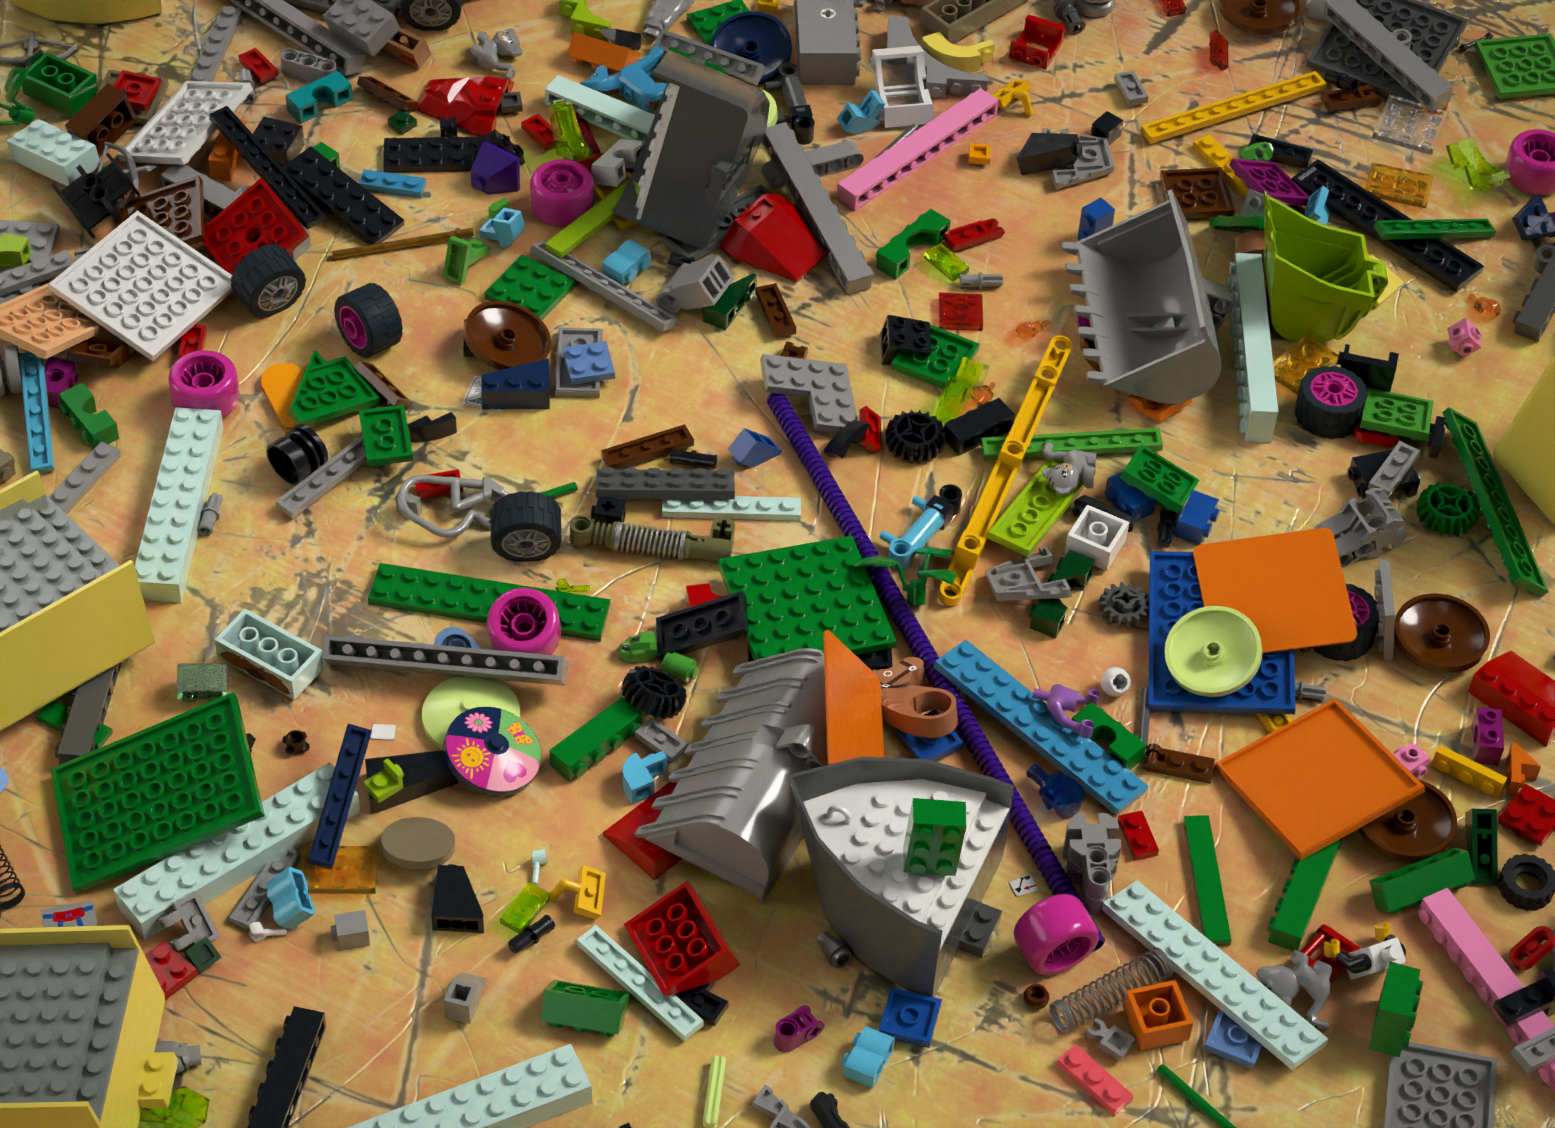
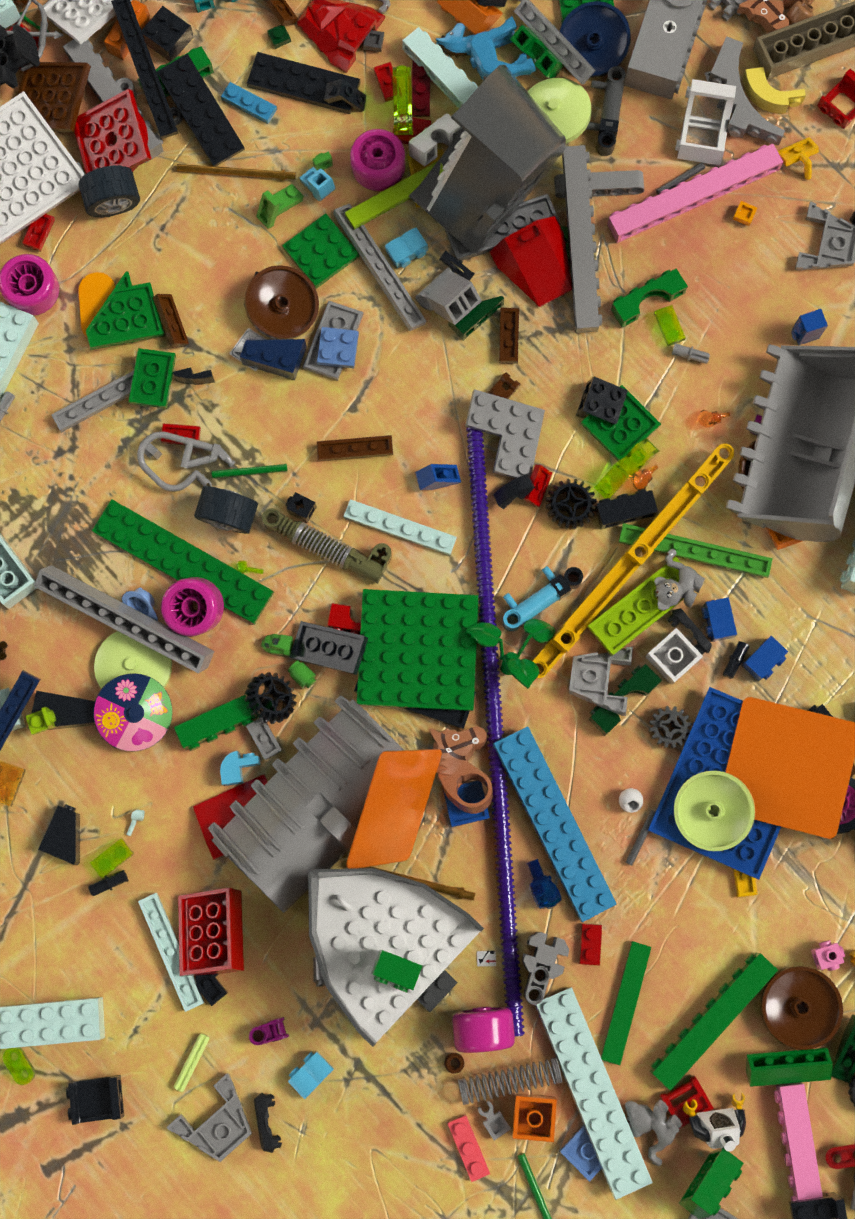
camera: 25 degrees right, 30 degrees up
(297, 454) = (79, 376): black wheel -> none
(368, 320) = (174, 257): black wheel -> none
(383, 731) = (65, 658): white sticker -> none
(417, 843) = (52, 776): dark tan piece -> none
(448, 127) = (312, 55): black wheel -> none
(463, 997) = (42, 922): light grey slope -> none
(495, 170) = (330, 119): dark purple slope -> none
(585, 1007) = (124, 960): green slope -> none
(588, 891) = (160, 860): yellow plate -> none
(665, 483) = (354, 491): dark grey plate -> none
(693, 459) = (386, 470): black pin -> none
(862, 118) = (660, 143): medium azure brick -> none
(910, 1017) = (353, 1051): blue plate -> none
(960, 311) = (661, 380): clear red plate -> none
(973, 234) = (703, 301): red hinge -> none
(1048, 151) = (803, 232): black slope -> none
(1064, 698) = (580, 810): medium lavender piece -> none
(1124, 745) = (598, 833): green arch -> none
(1159, 479) = (748, 616): green plate -> none
(1178, 764) = (650, 890): reddish brown plate -> none
(1309, 691) = (782, 857): light grey axle -> none
(1319, 778) = (749, 950): orange tile -> none

